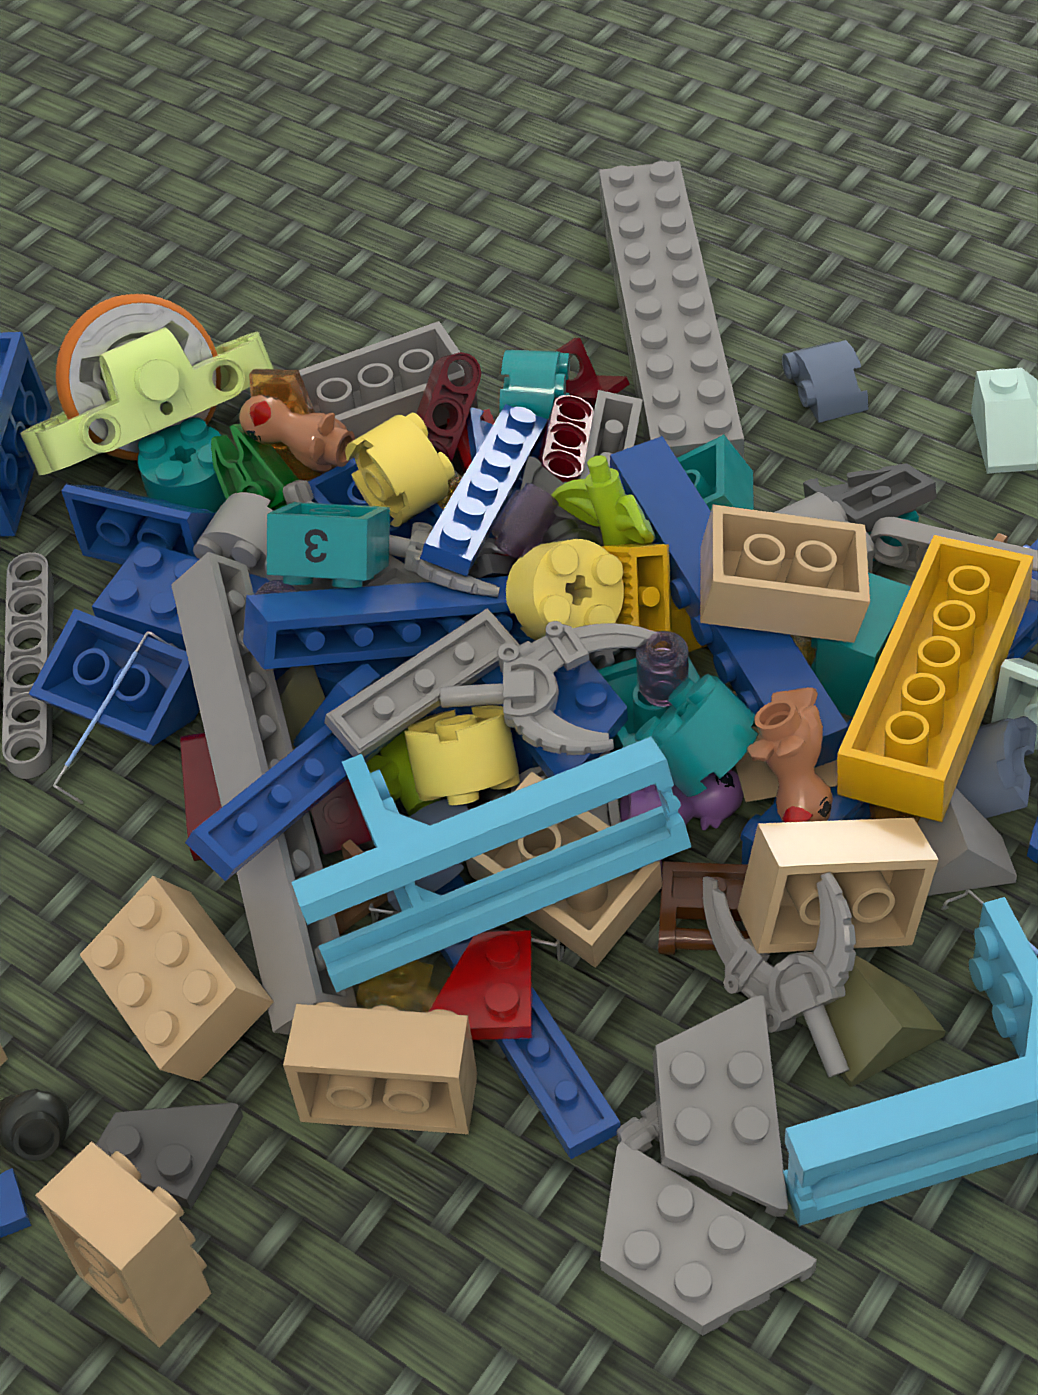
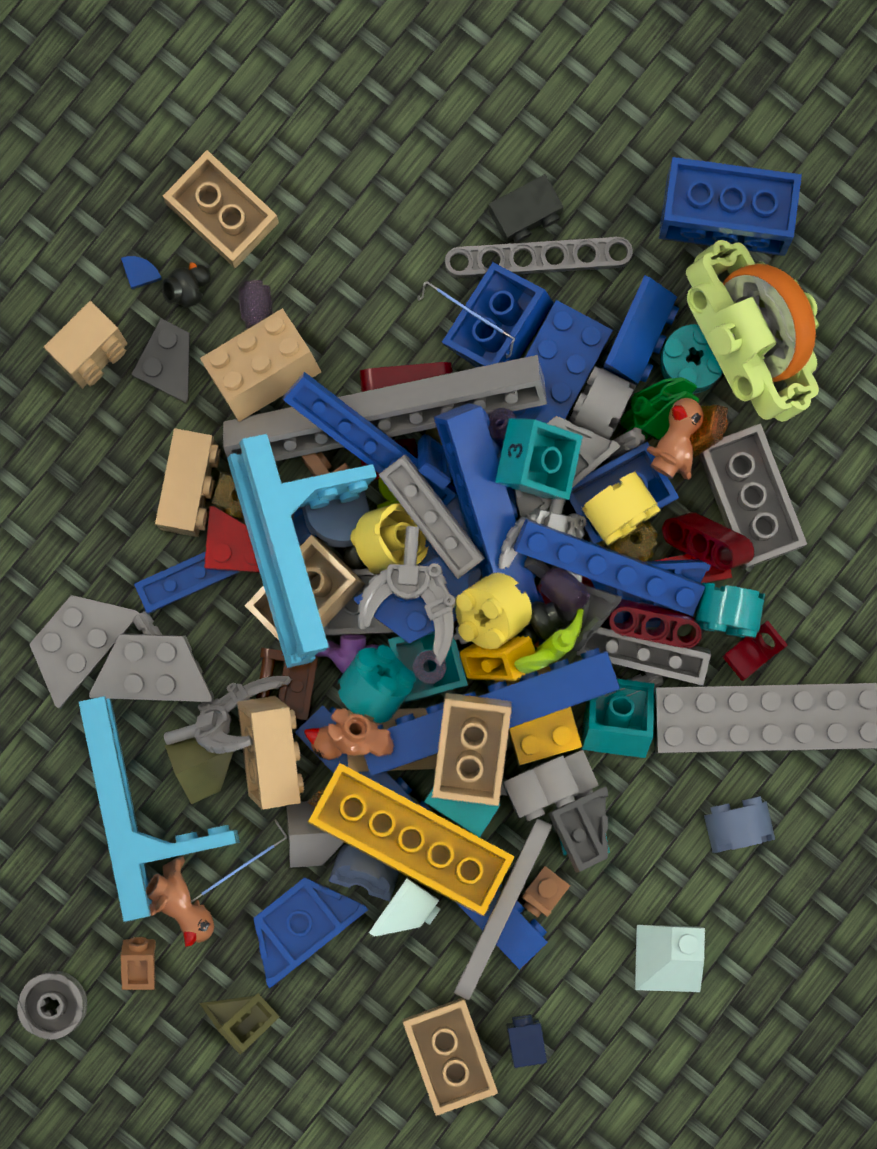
camera: 85 degrees right, 35 degrees up
(71, 1012) = (255, 302): none -> clear purple brick

